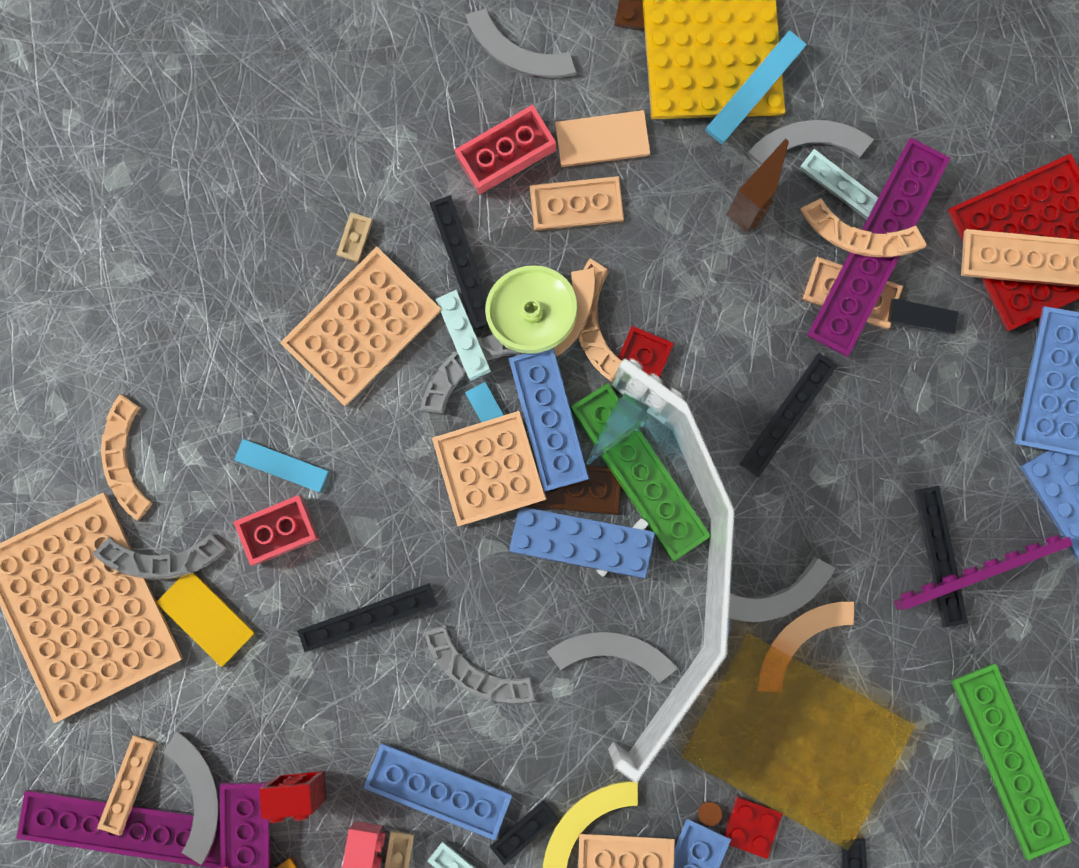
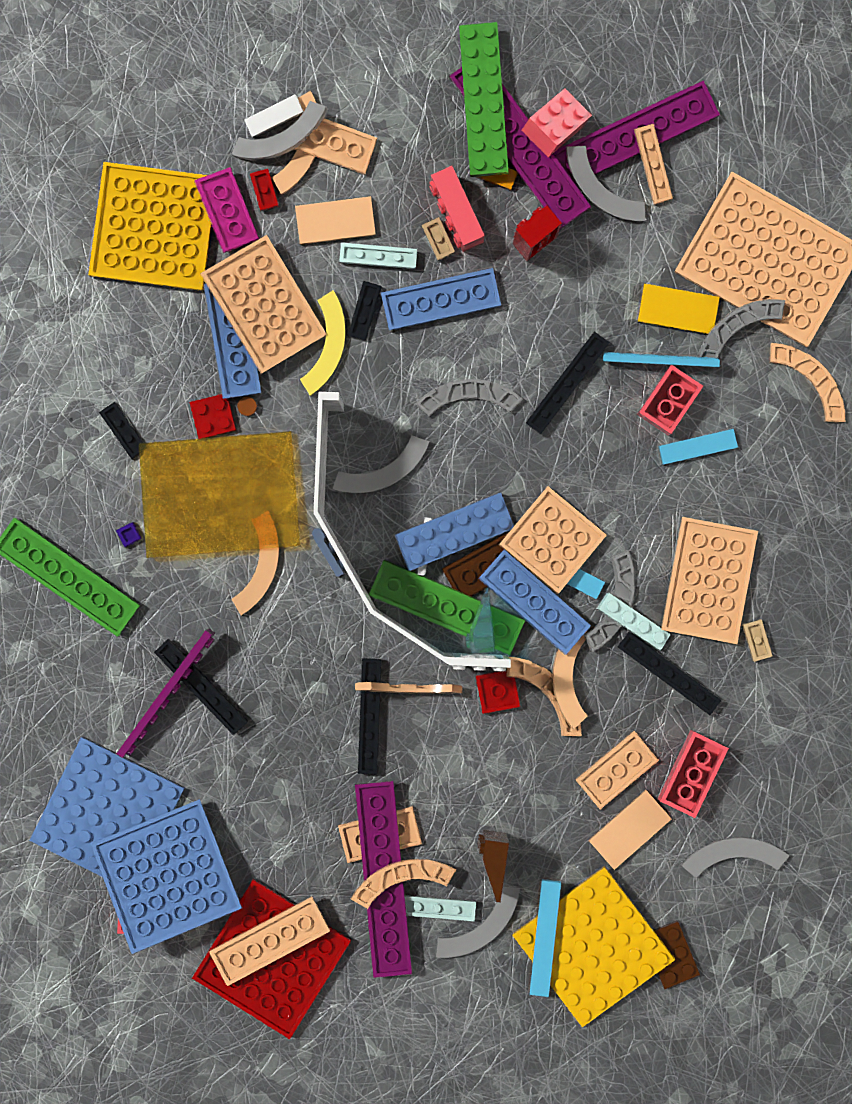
camera: 140 degrees right, 5 degrees up
(257, 577) = (661, 359): none -> medium azure tile
(531, 309) = (597, 670): yellowish green dish -> none
(733, 417) = (408, 688): none -> light nougat tile
(783, 601) = (290, 582): light grey tile -> none
(916, 761) = (129, 534): none -> dark purple tile
(923, 316) = (319, 849): black tile -> none

